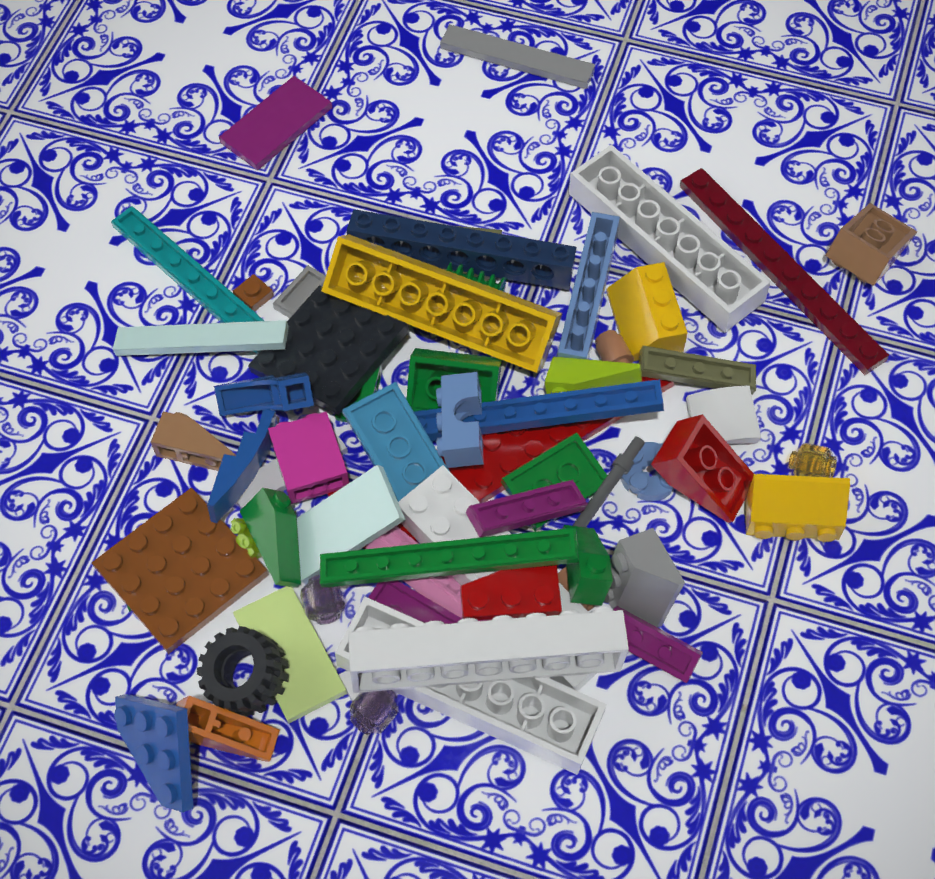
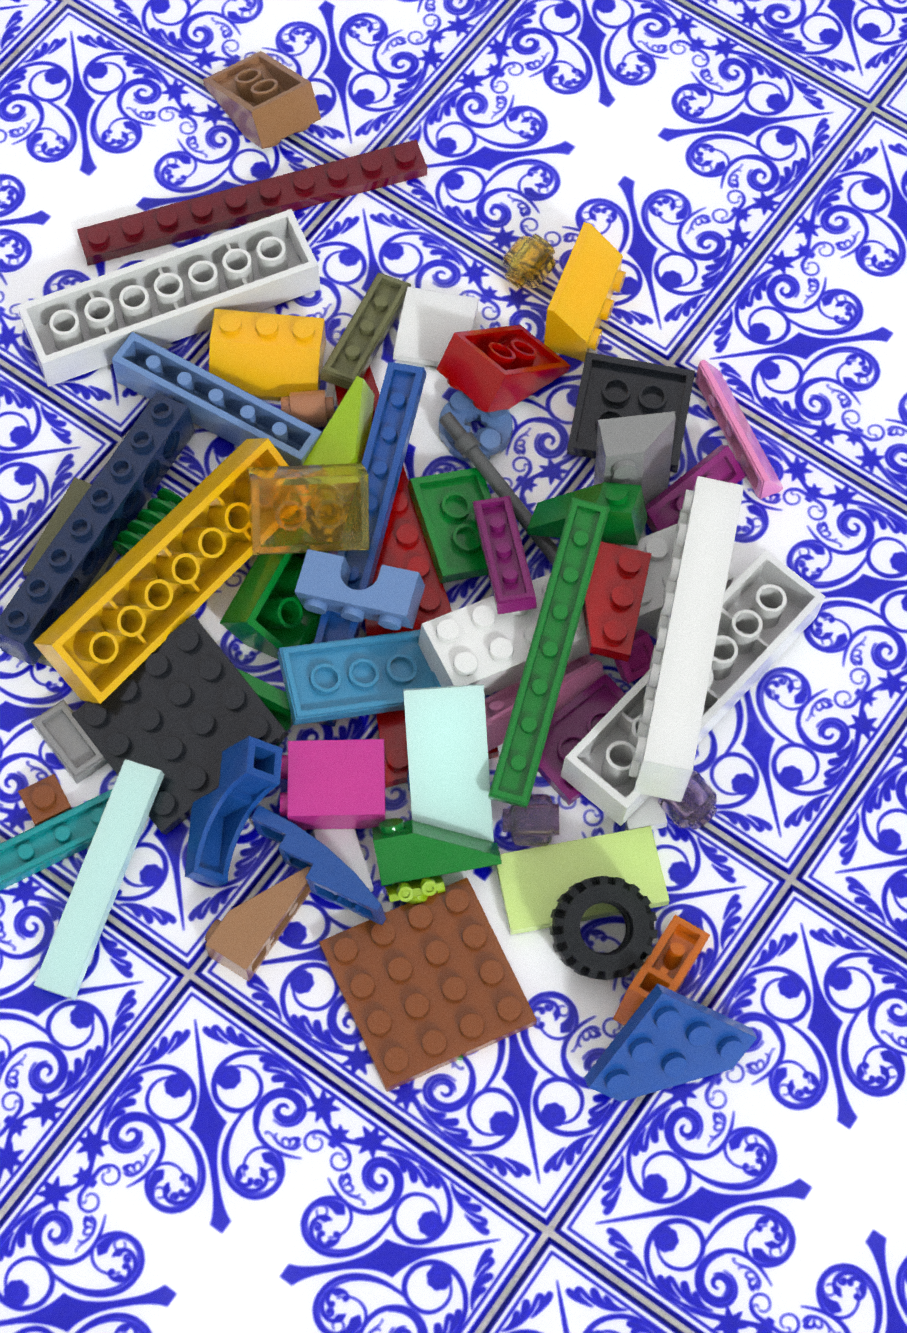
camera: 75 degrees left, 5 degrees up
(511, 361) = (308, 508): none -> clear yellow slope
(717, 577) = (627, 388): none -> black plate
(728, 666) = (737, 431): none -> bright pink slope

